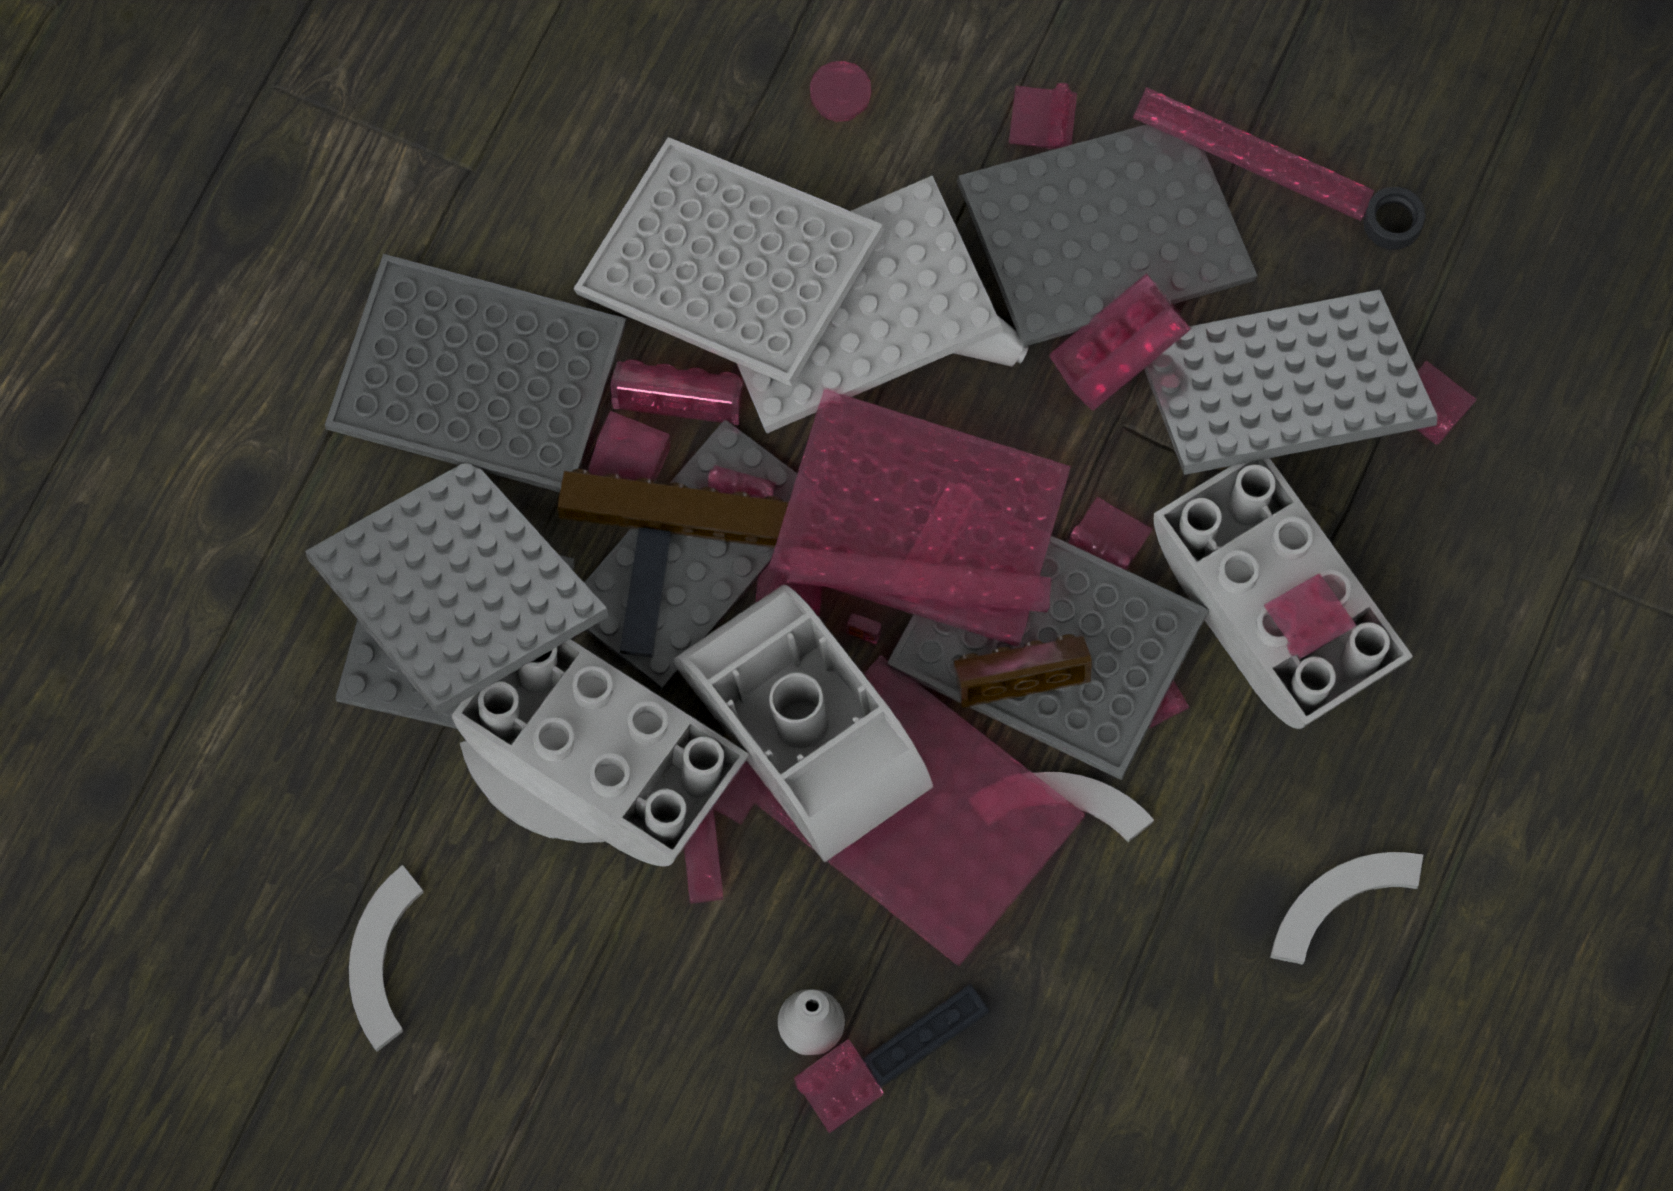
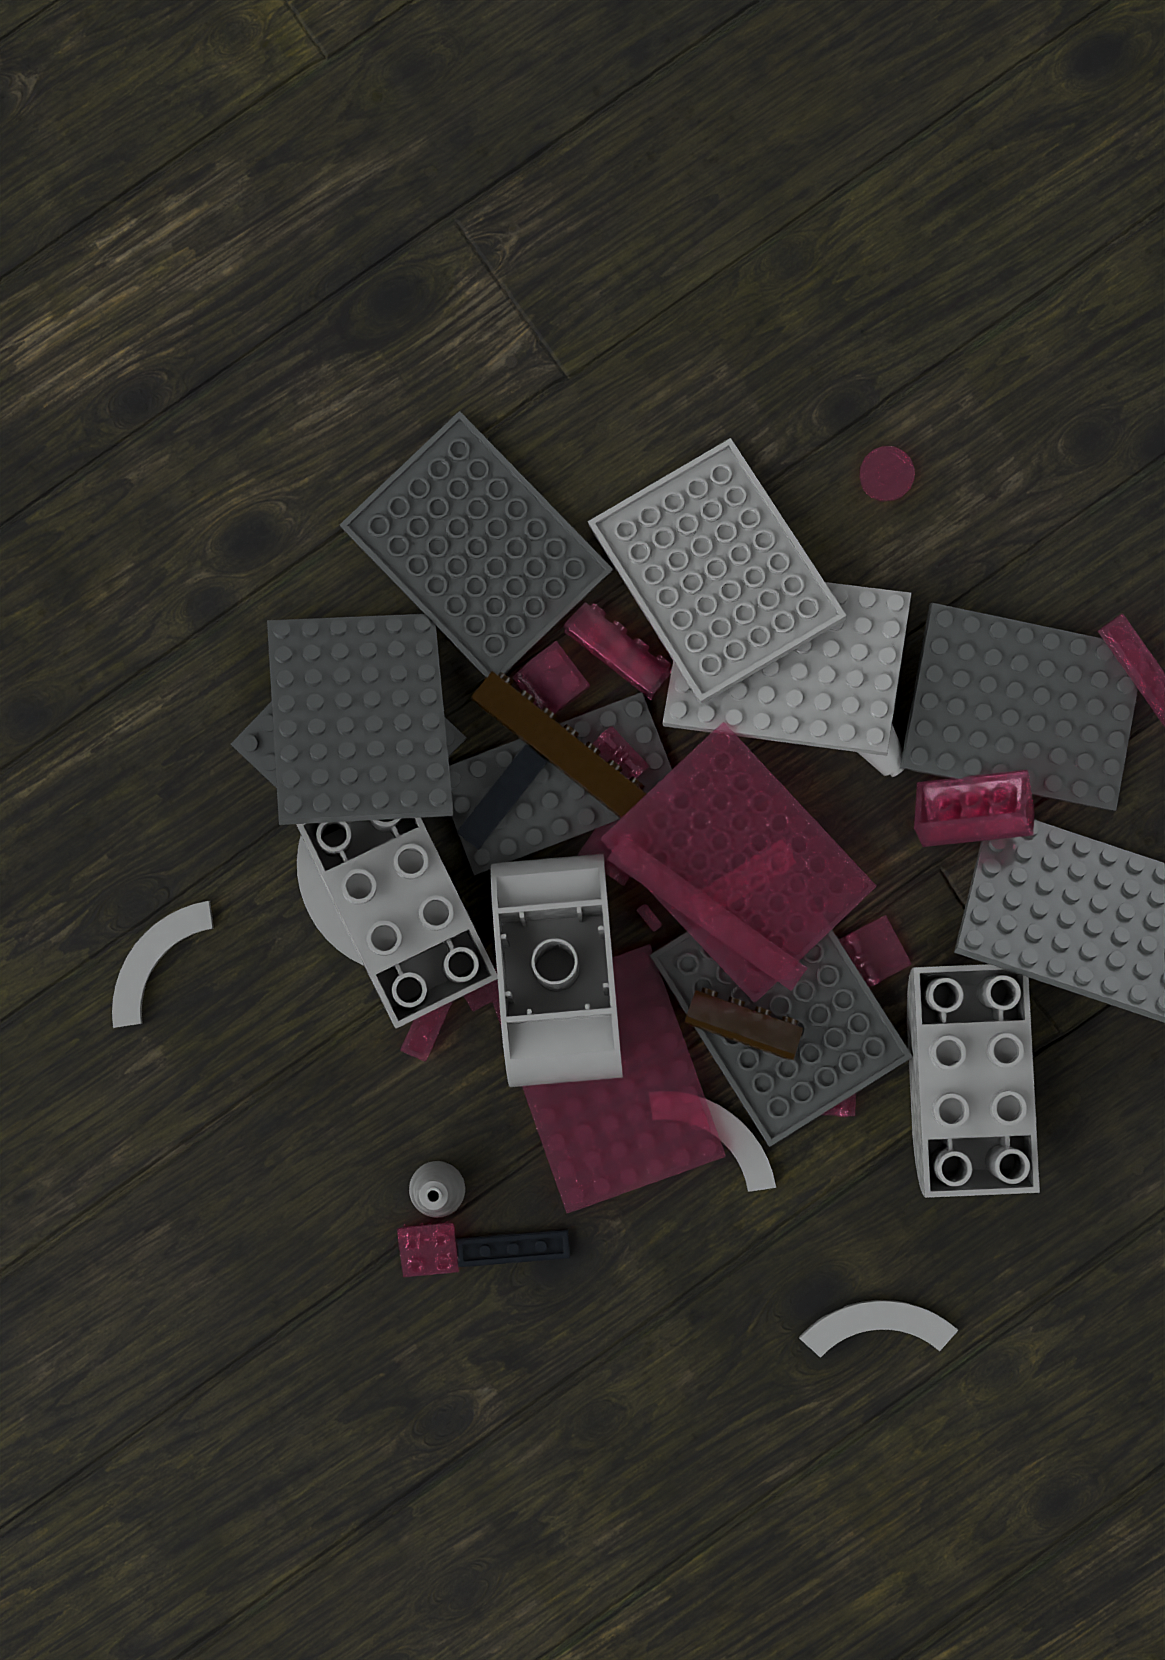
camera: 30 degrees right, 15 degrees up
(1043, 116) = (1030, 586): clear pink hinge -> none
(1309, 616) = (978, 1121): clear pink hinge -> none

